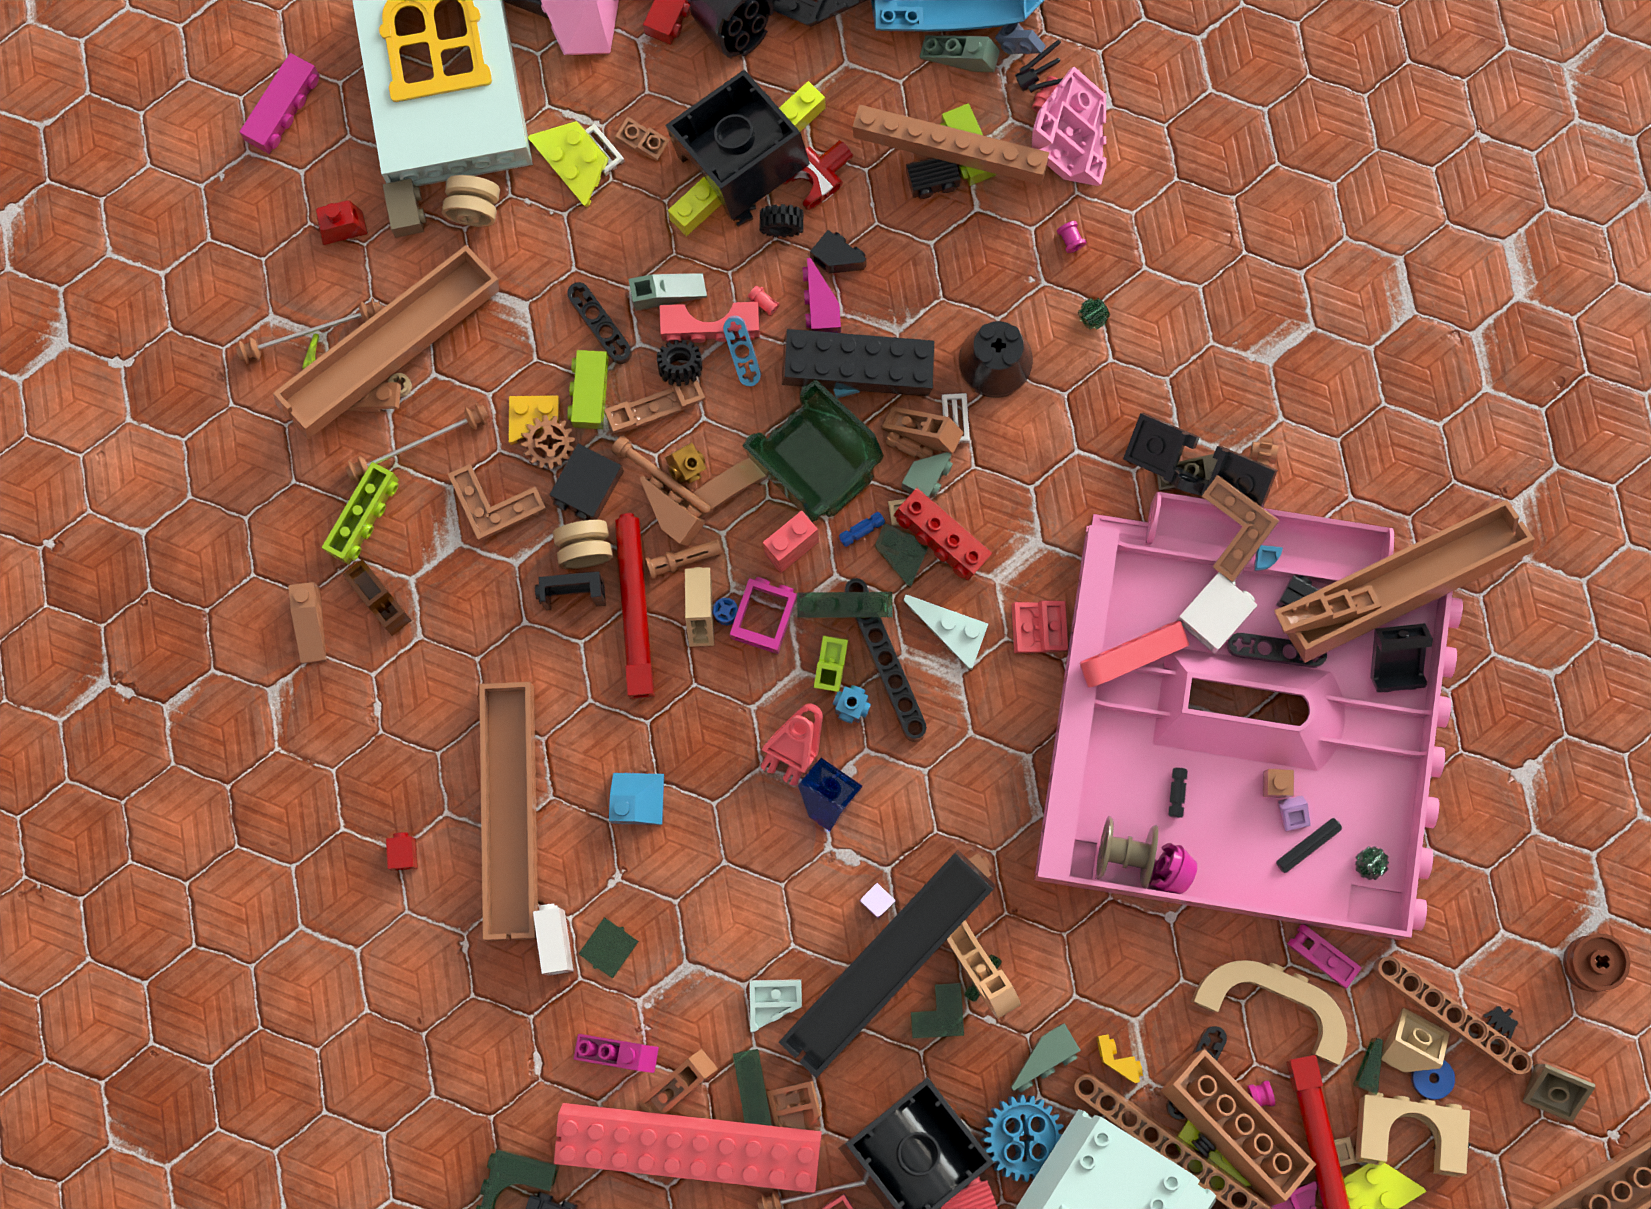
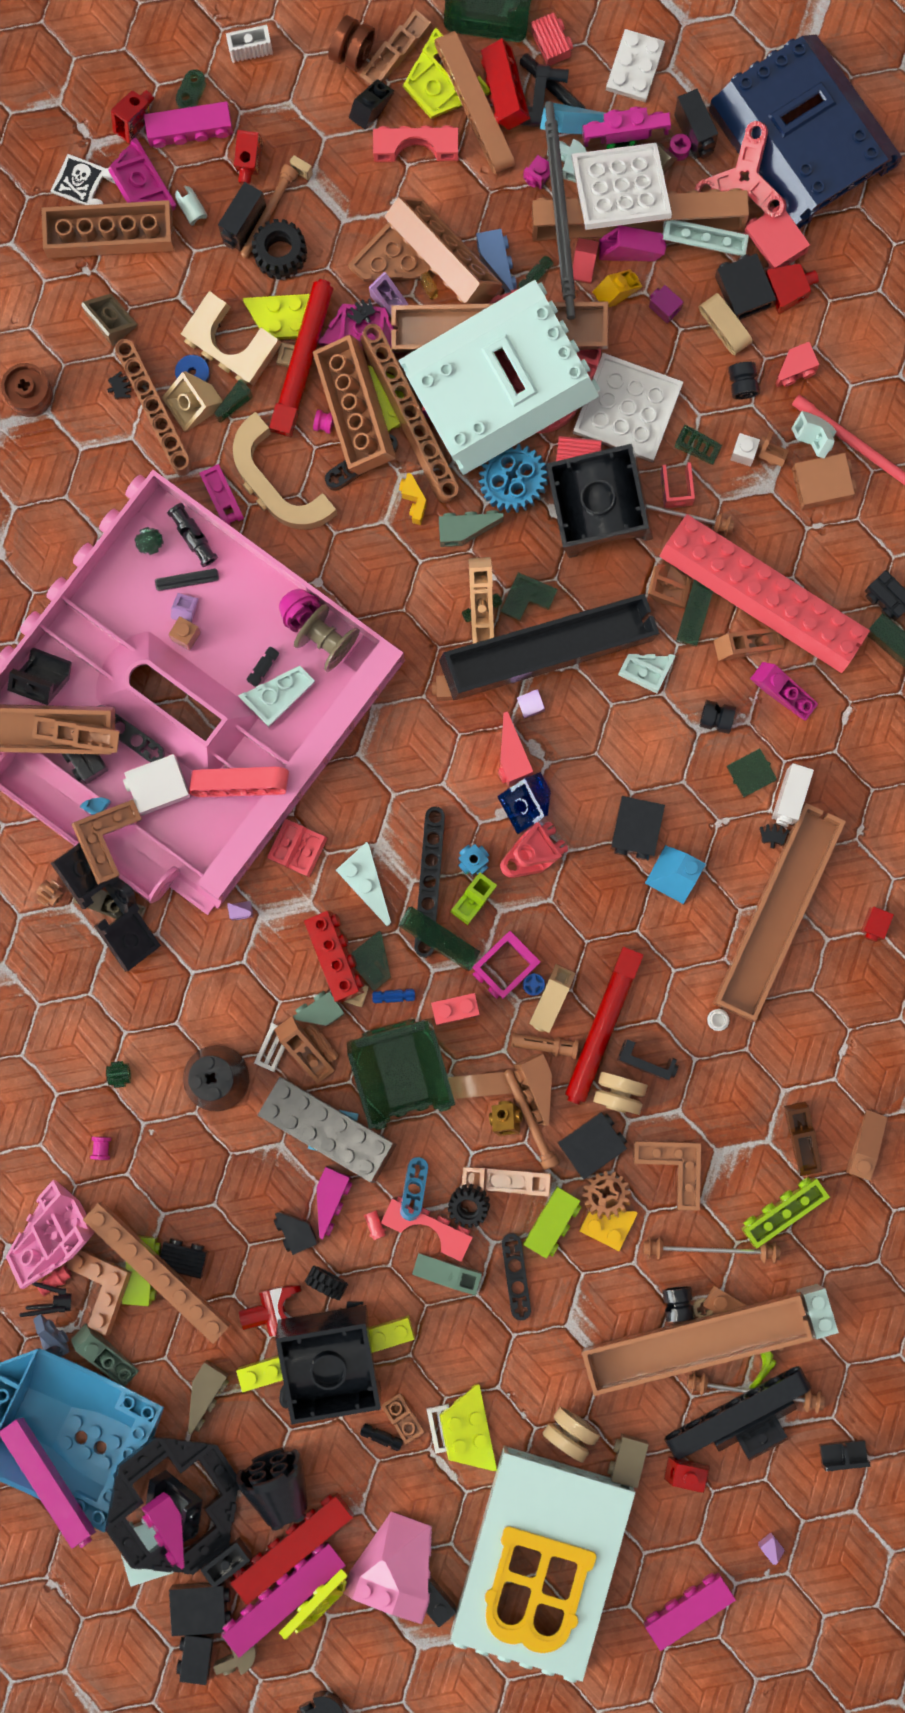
camera: 150 degrees left, 5 degrees up
(194, 315) = (844, 1455): none -> black panel
(227, 197) = (771, 1548): none -> lavender slope
(283, 432) = (818, 1311): none -> light aqua brick
(286, 293) = (760, 1434): none -> black bracket
(317, 302) = (737, 1412): none -> black beam
(427, 377) = (678, 1303): none -> black wheel
(519, 671) = (718, 1019): none -> white plate
(553, 892) = (773, 836): none -> black piece
(654, 112) = (381, 1437): none -> black axle
(672, 986) = (717, 716): none -> black wheel
(699, 825) = (637, 828): none -> black brick
(847, 71) = (204, 1389): none -> dark tan slope
(863, 826) = (514, 761): none -> coral slope
(986, 116) = (113, 1281): none -> nougat plate
(1062, 534) = (240, 910): none -> lavender slope
(1146, 768) = (276, 696): none -> light aqua wing
(1203, 1145) = (386, 405): black bush -> none
(1335, 897) = (192, 535): none -> black piece

